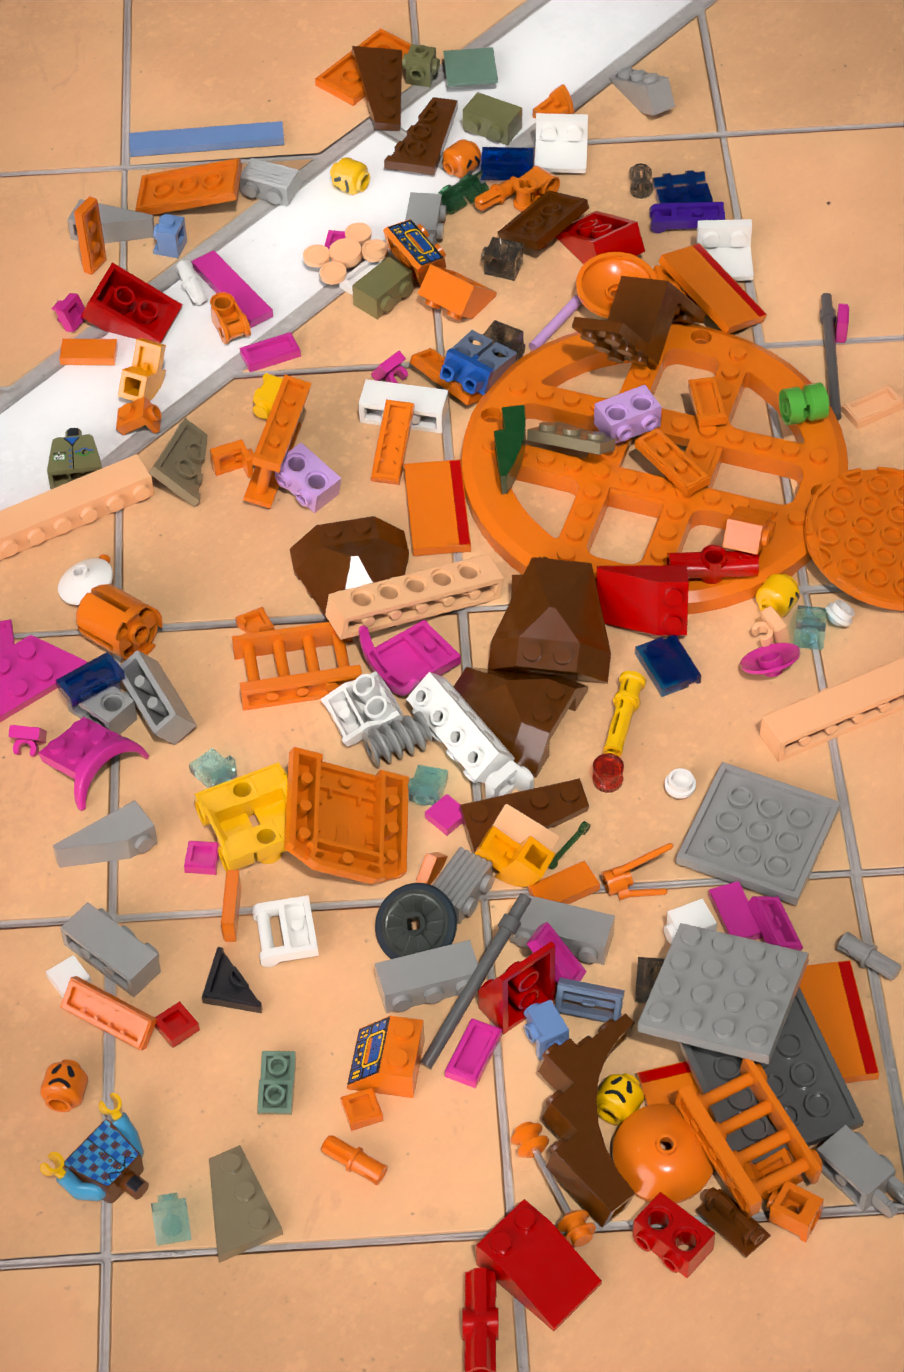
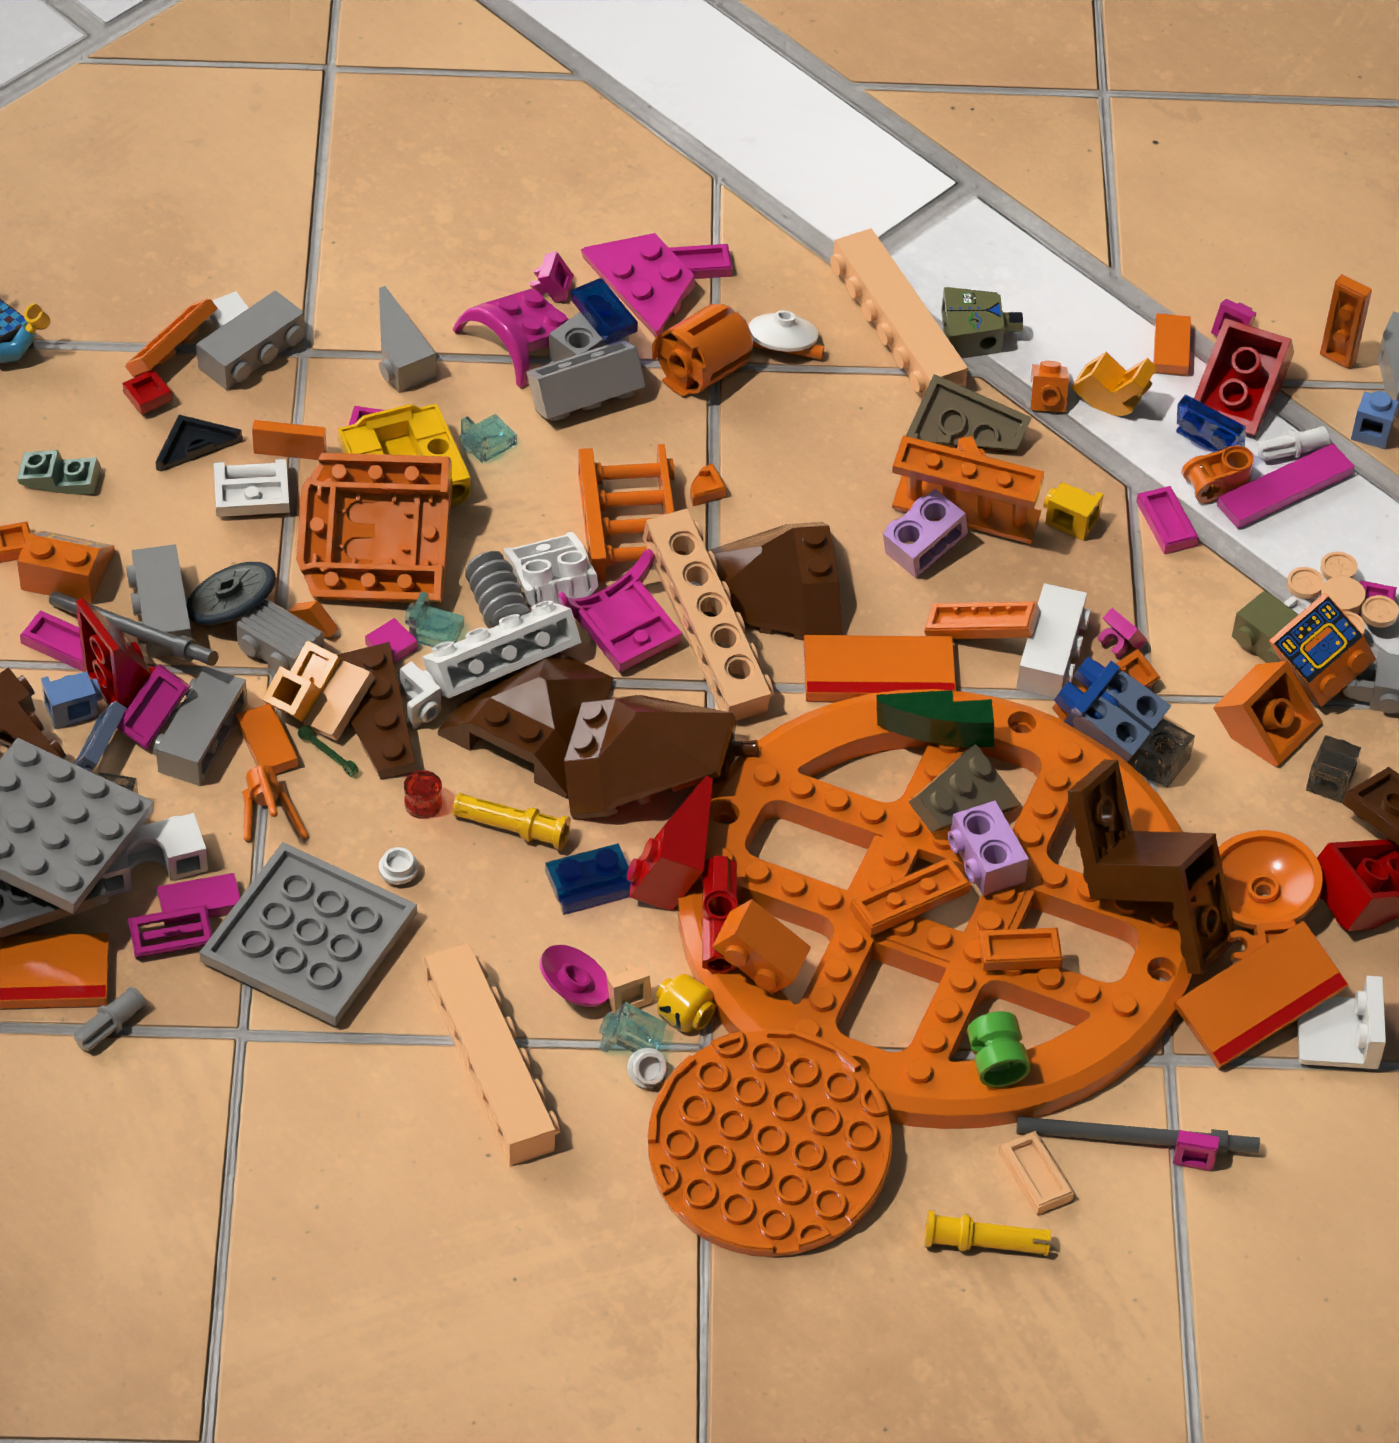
camera: 90 degrees right, 0 degrees up
(64, 1085) = (90, 302): orange head -> none
(189, 319) = (1208, 426): none -> clear blue plate
(555, 323) = (1200, 814): lavender bar -> none

